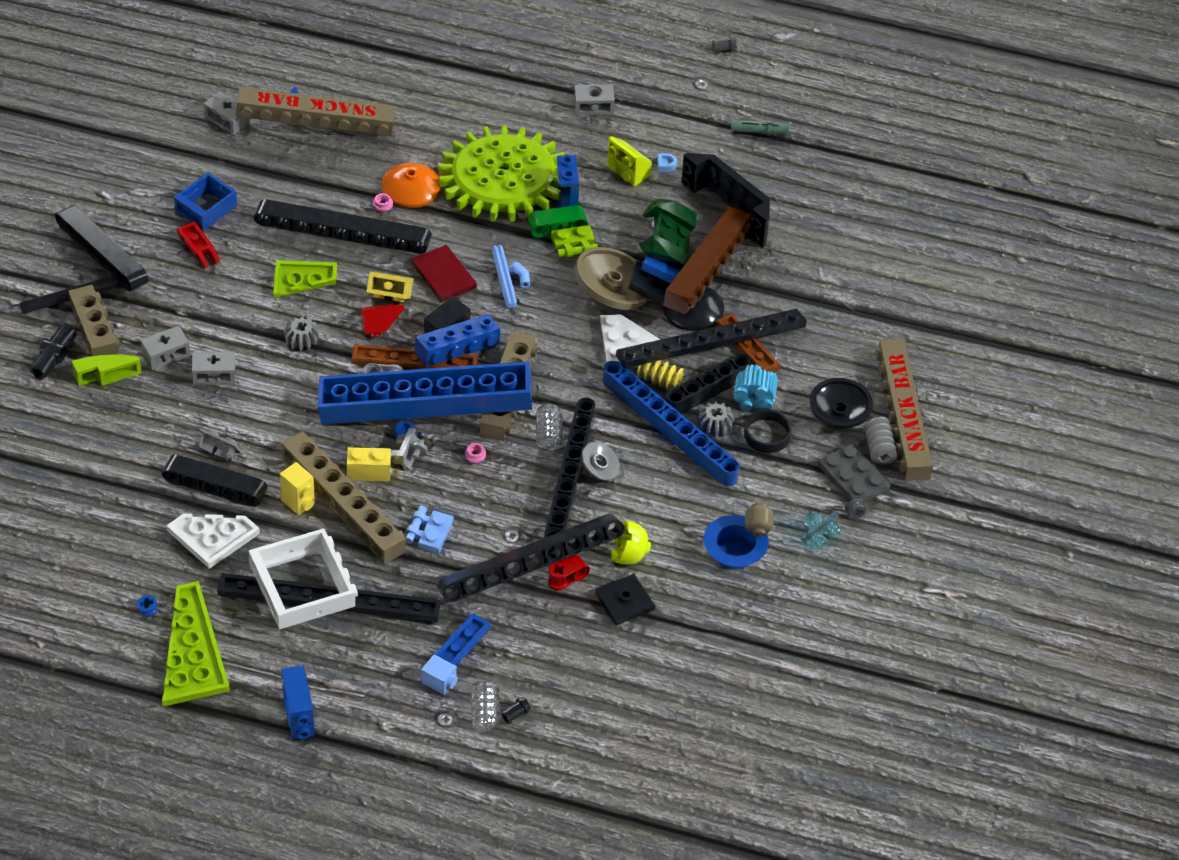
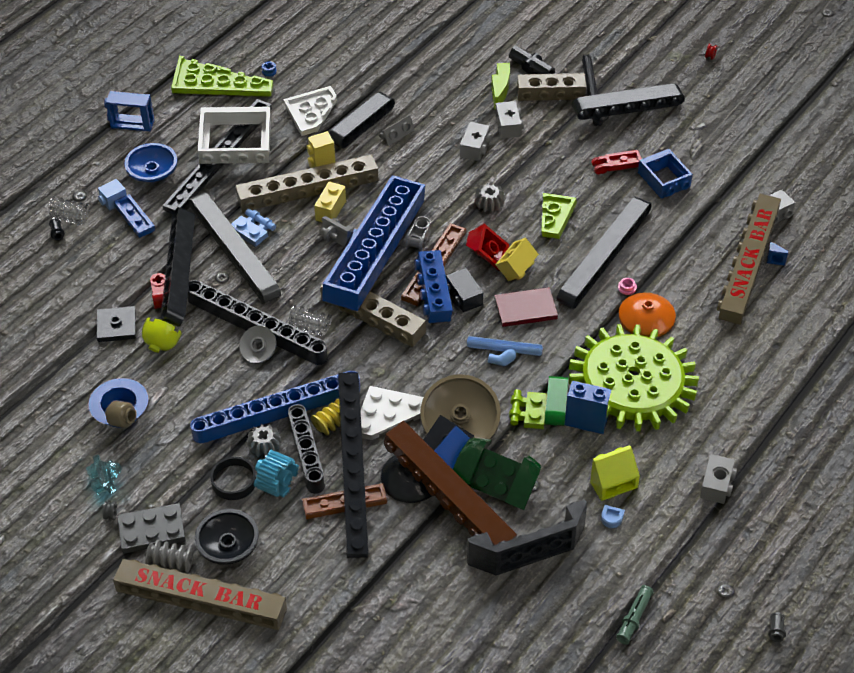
camera: 115 degrees right, 0 degrees up
(374, 640) = (151, 162): none -> blue dish
(468, 532) = (235, 247): none -> beam
(475, 453) = (312, 272): bright pink plate -> none

